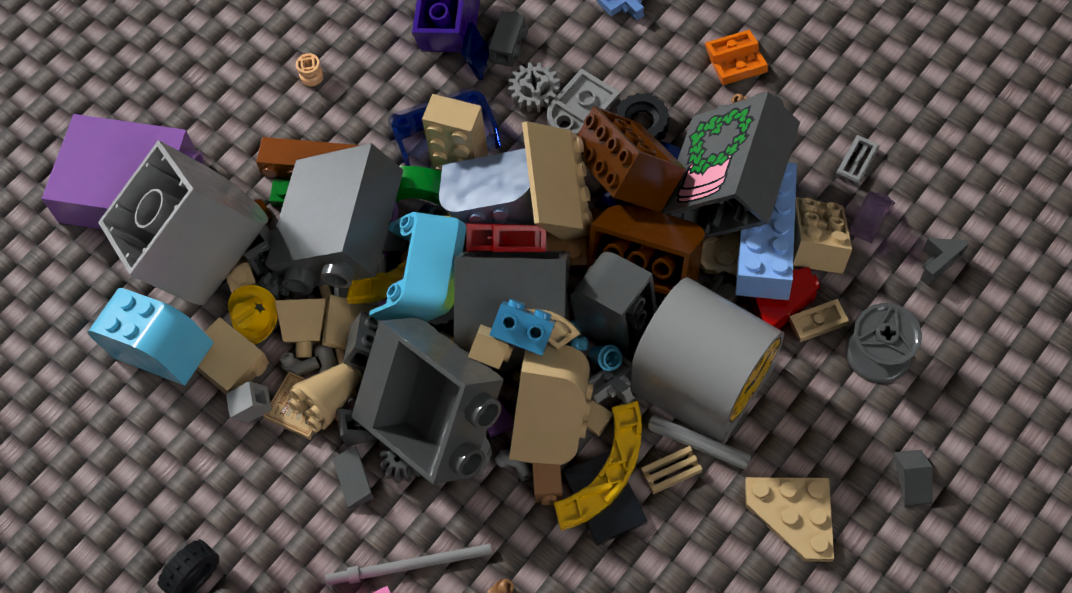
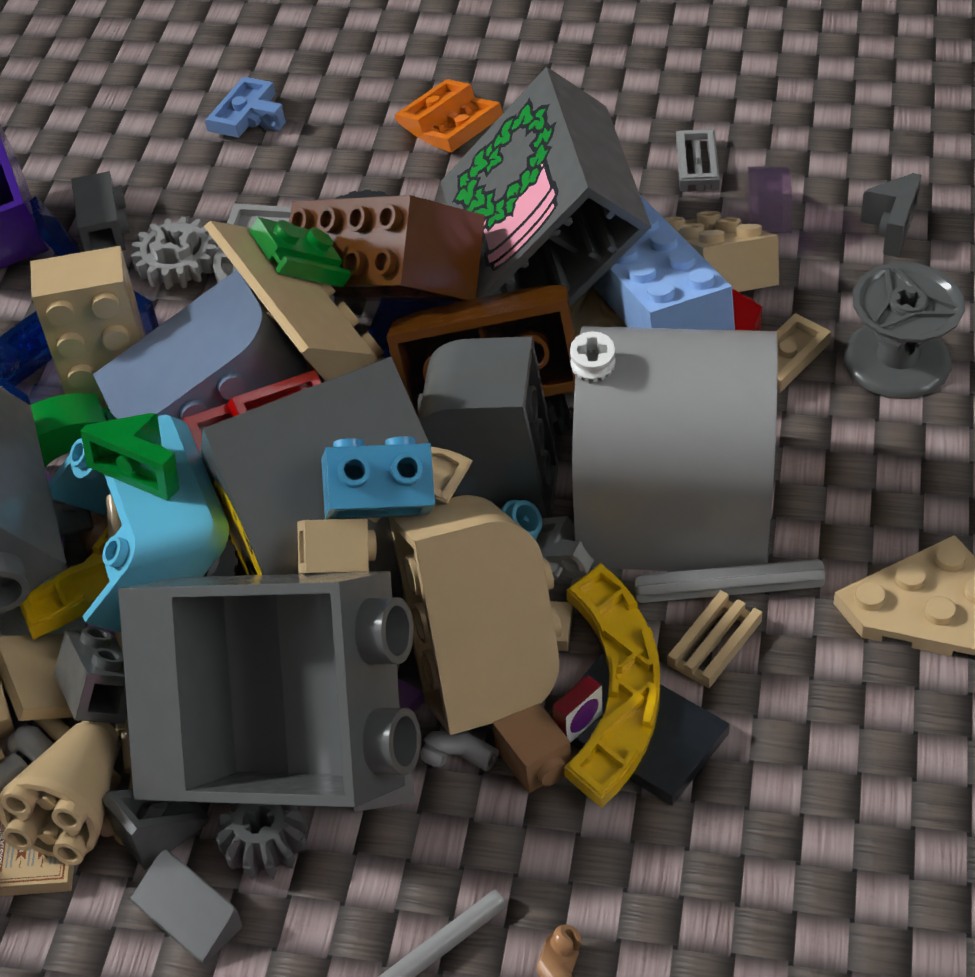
camera: 30 degrees left, 15 degrees down
(423, 241) = (132, 453): none -> green slope
(572, 151) = (300, 251): none -> green plate
(576, 477) = (578, 708): none -> tile
(664, 300) = (592, 369): none -> white bush

